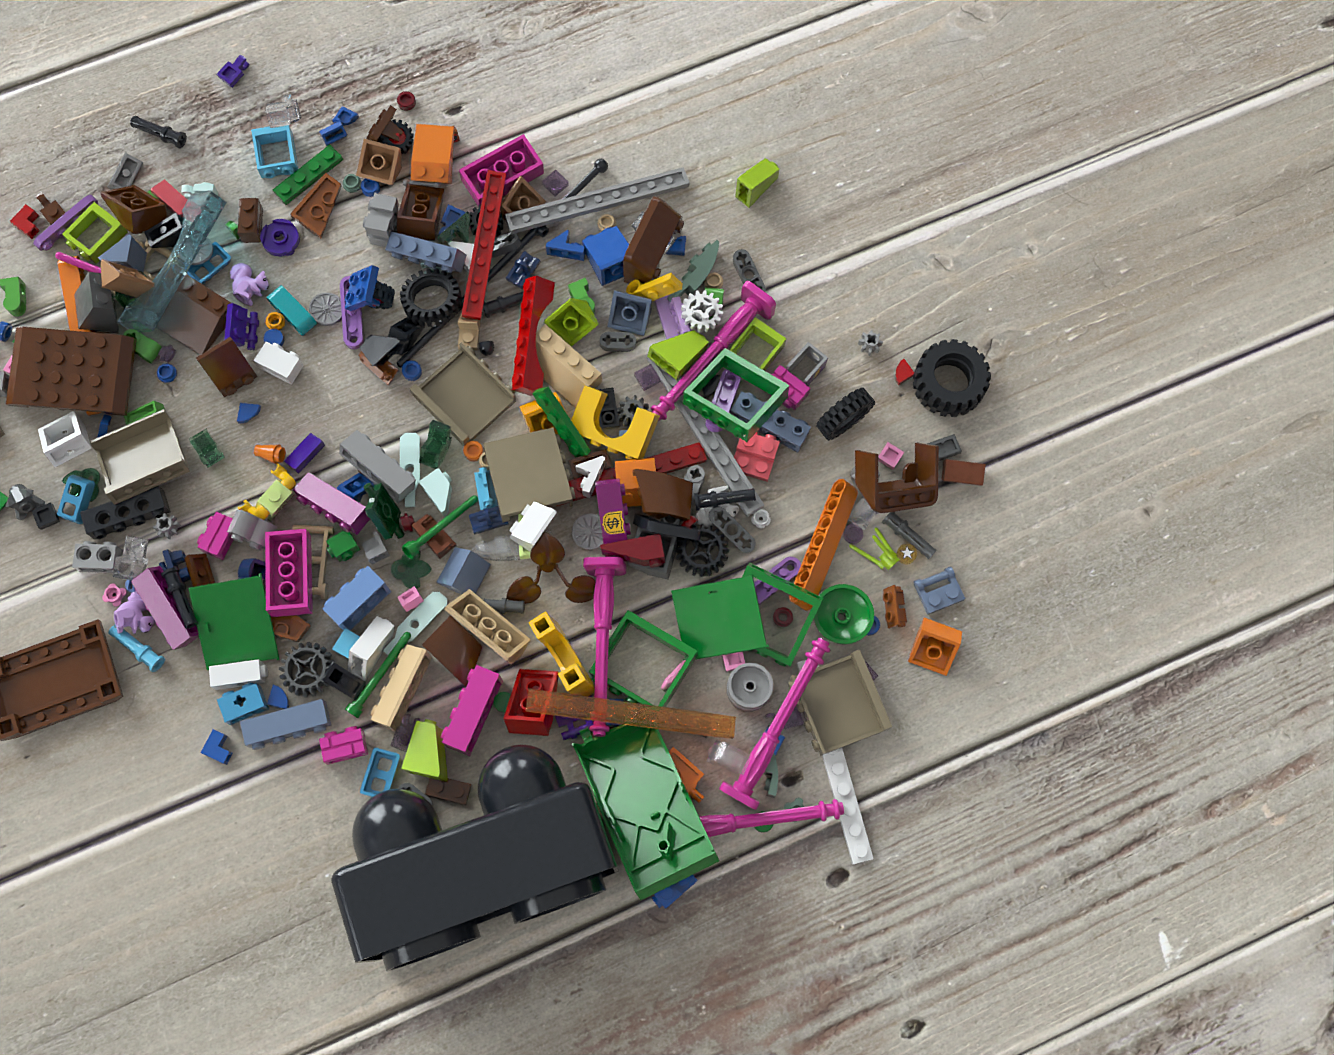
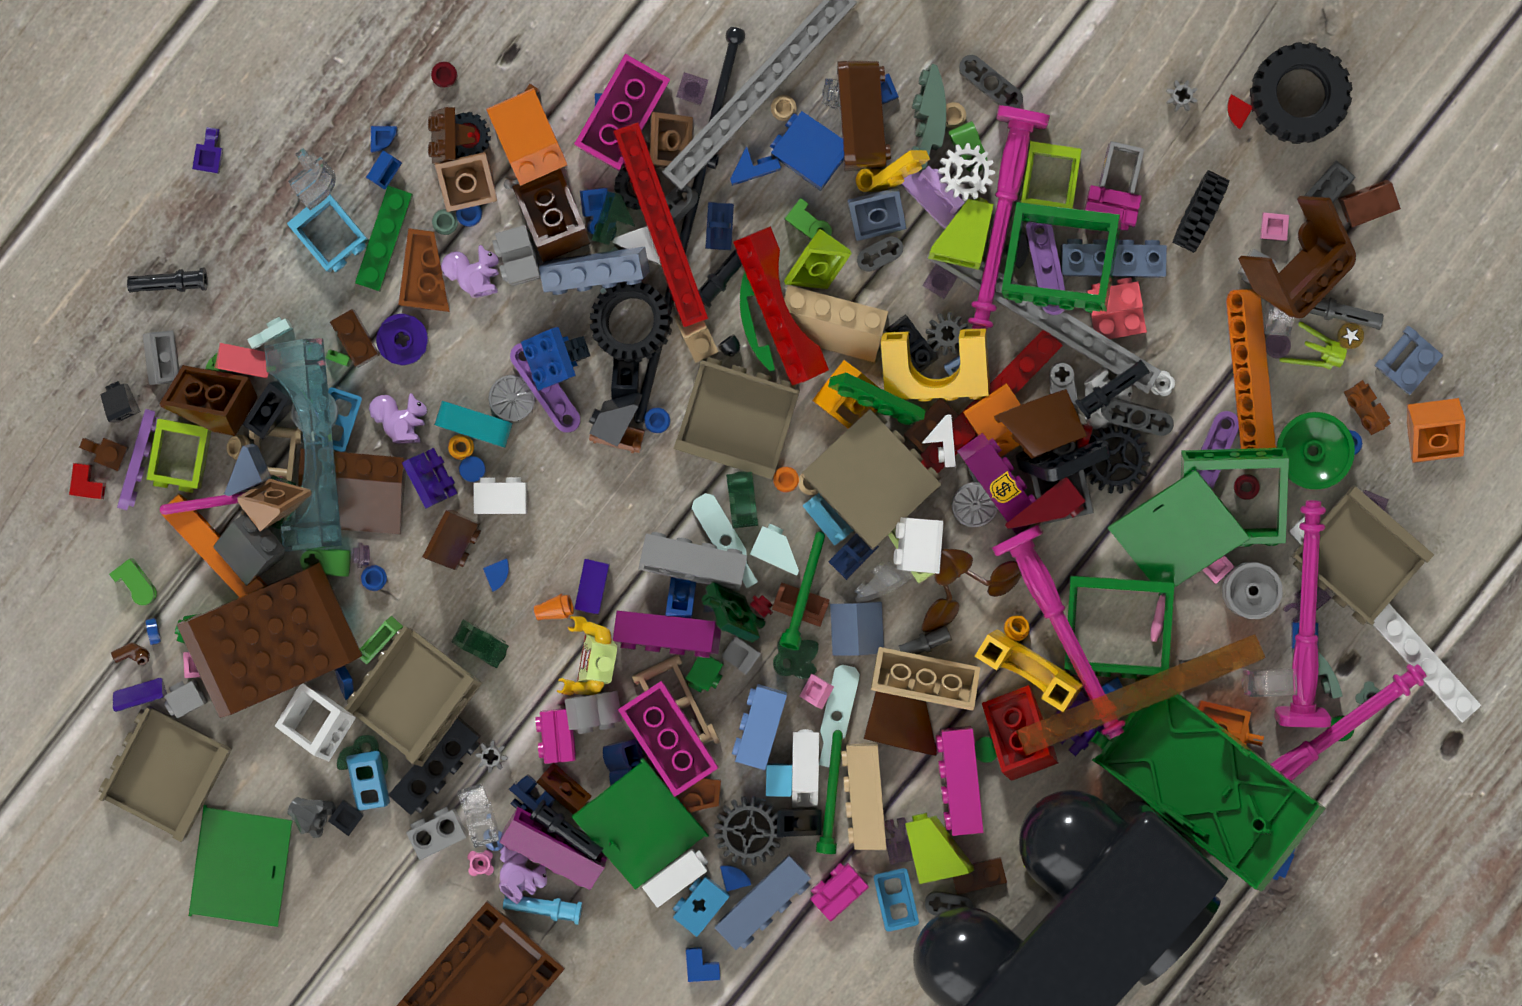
camera: 30 degrees left, 15 degrees up
(77, 183) = (119, 402): none -> black slope
(348, 223) = (472, 277): none -> lavender animal
(505, 341) = (763, 353): none -> green slope
(575, 625) = (1019, 622): none -> light orange plate

